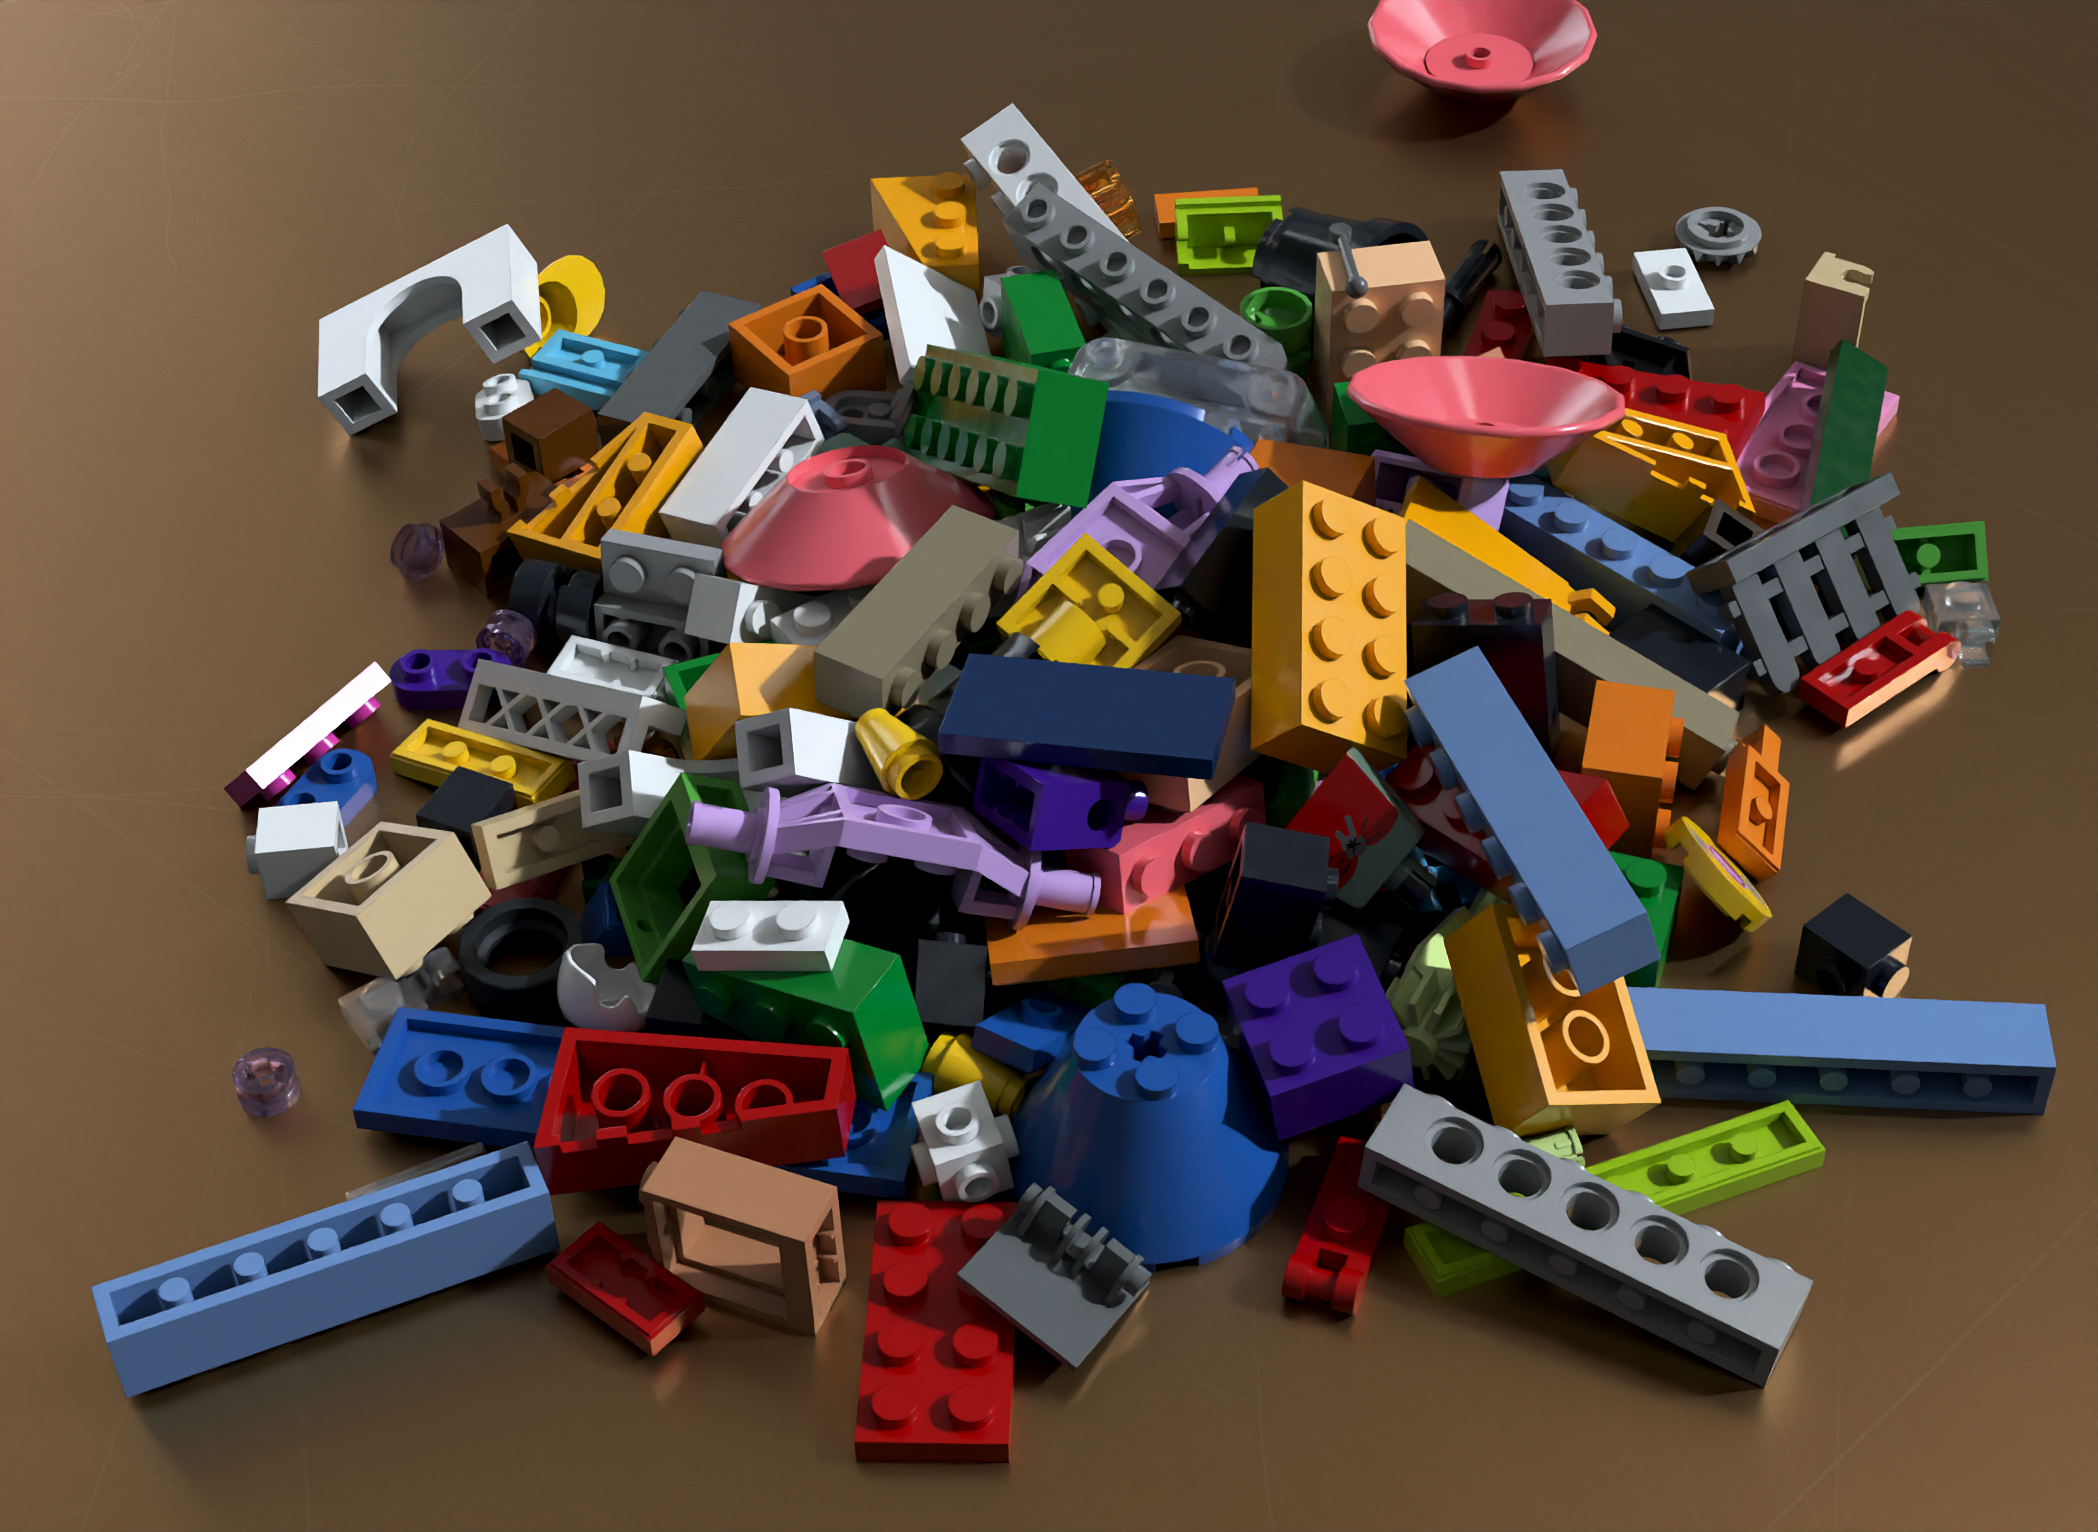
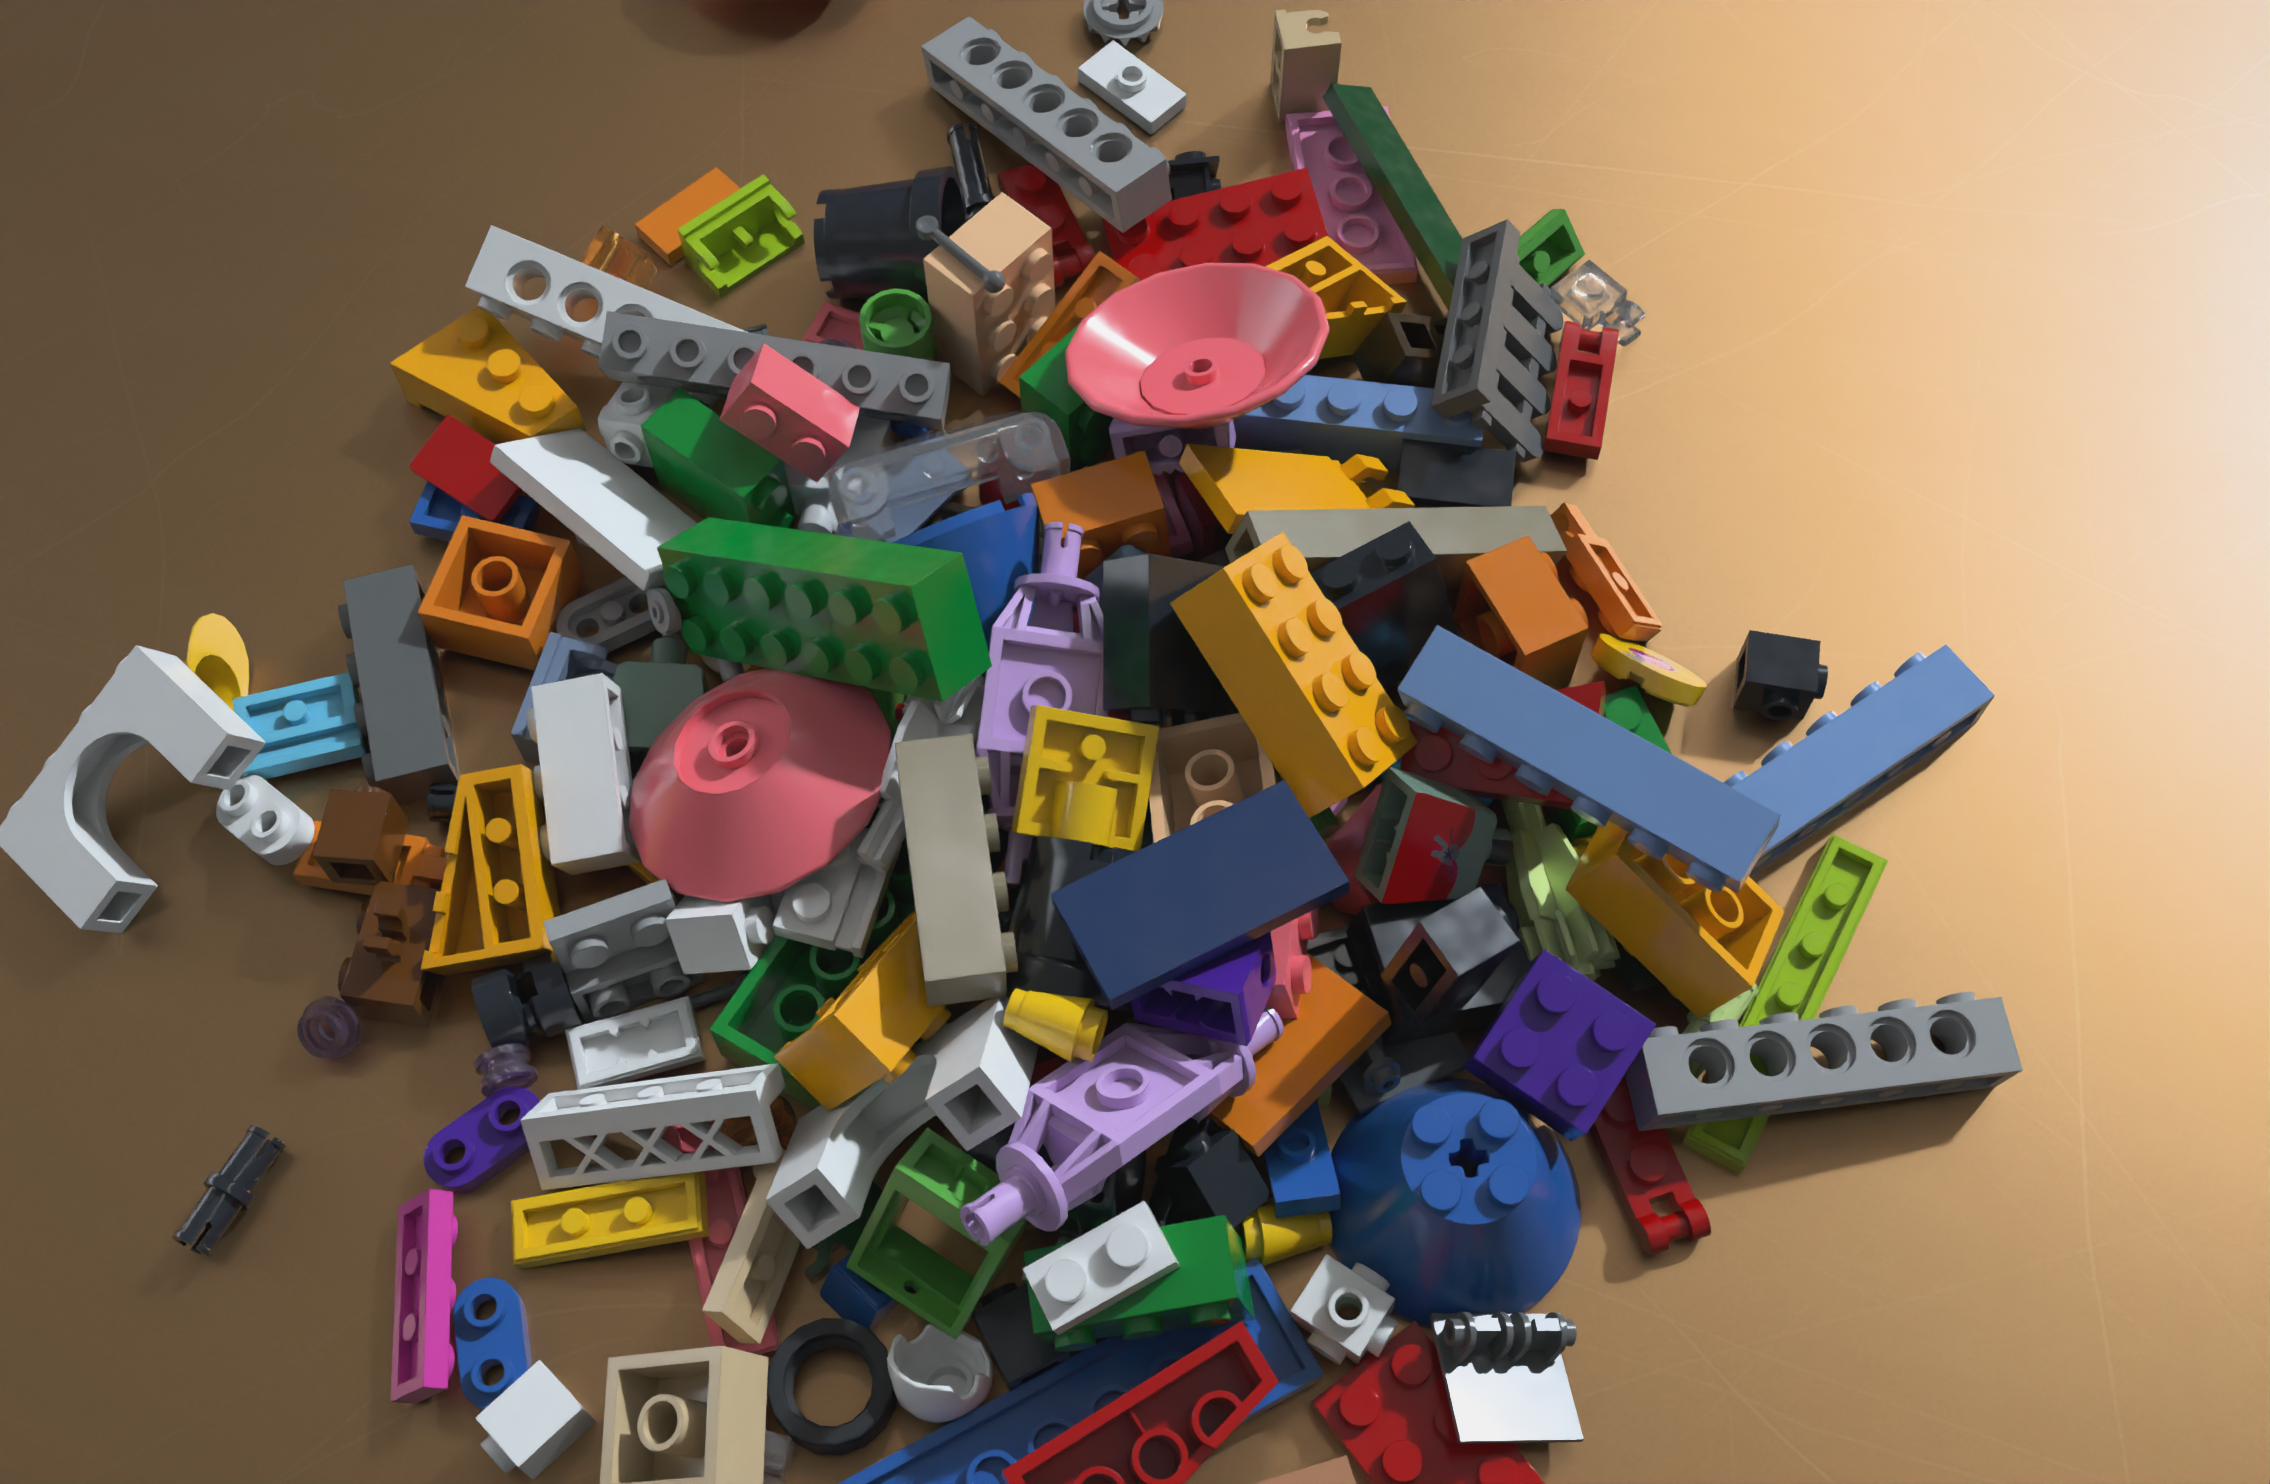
camera: 40 degrees left, 20 degrees up
(253, 606) = (229, 1191): none -> black pin
(465, 800) = (656, 1287): black brick -> none
(1114, 298) = (790, 413): none -> coral brick

